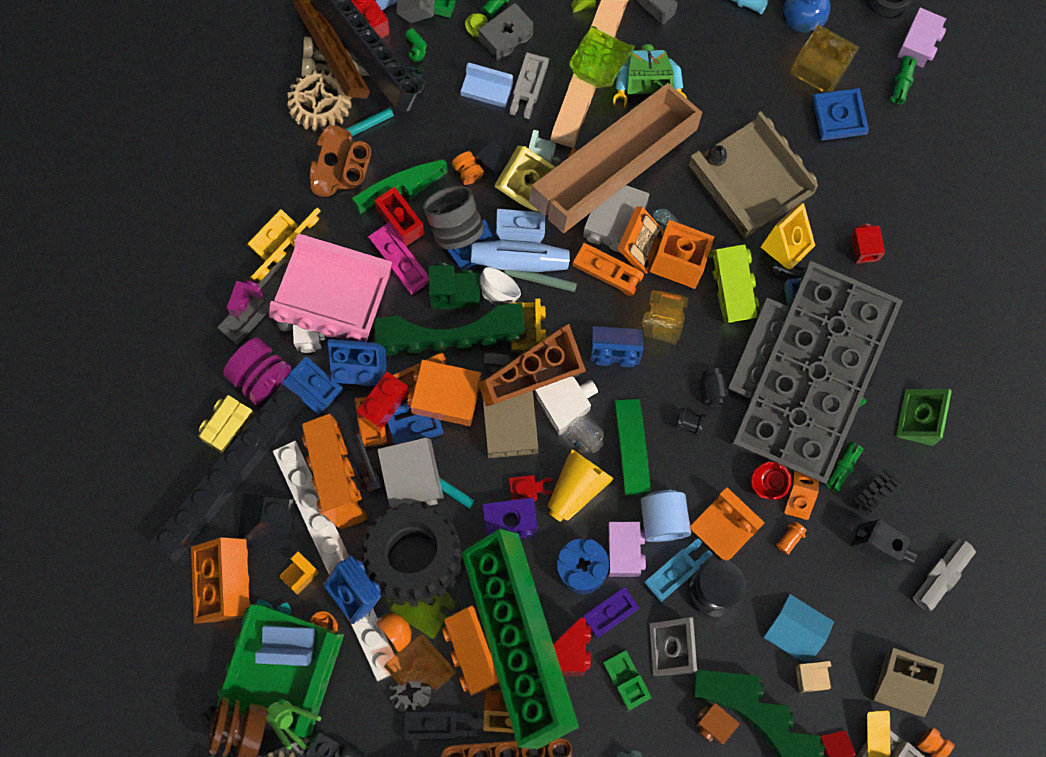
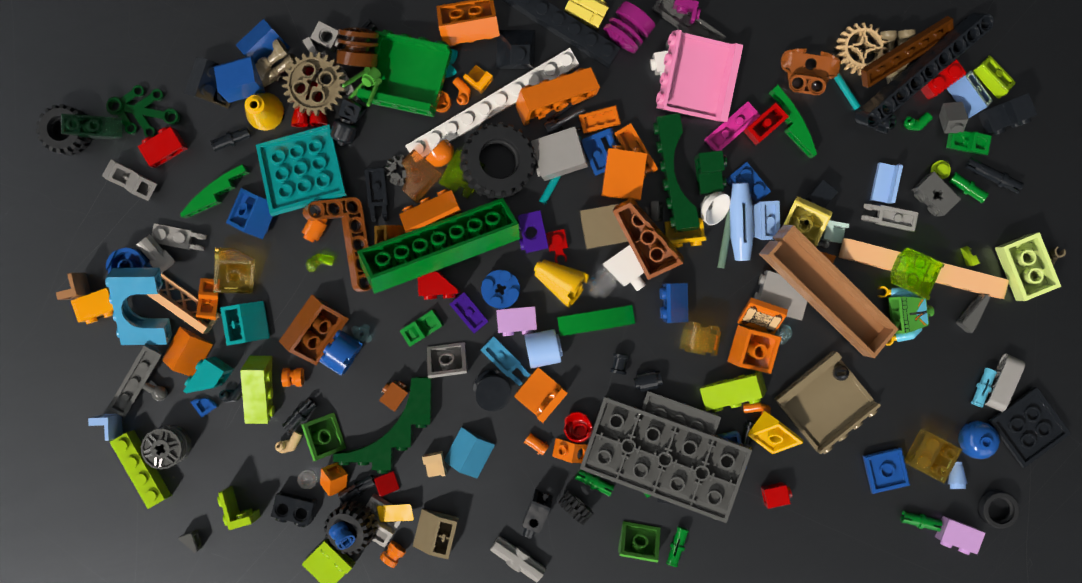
camera: 90 degrees right, 15 degrees up
(275, 237) = (740, 28): yellow bracket -> none
(287, 645) = (420, 75): medium blue panel -> none
(312, 386) = (623, 71): blue plate -> none
(312, 594) = (464, 91): none -> orange arm
(352, 589) = (465, 119): blue brick -> none
(356, 362) = (641, 103): blue slope -> none
(383, 402) = (612, 126): red brick -> none
(453, 217) = (767, 166): dark grey wheel -> none
(467, 168) = (813, 173): orange wheel -> none
(607, 269) = (737, 291): orange plate -> none
(756, 252) = (756, 407): none -> orange arm
(854, 33) = (957, 477): none -> light blue cone
(943, 374) = (681, 534): none -> green pin

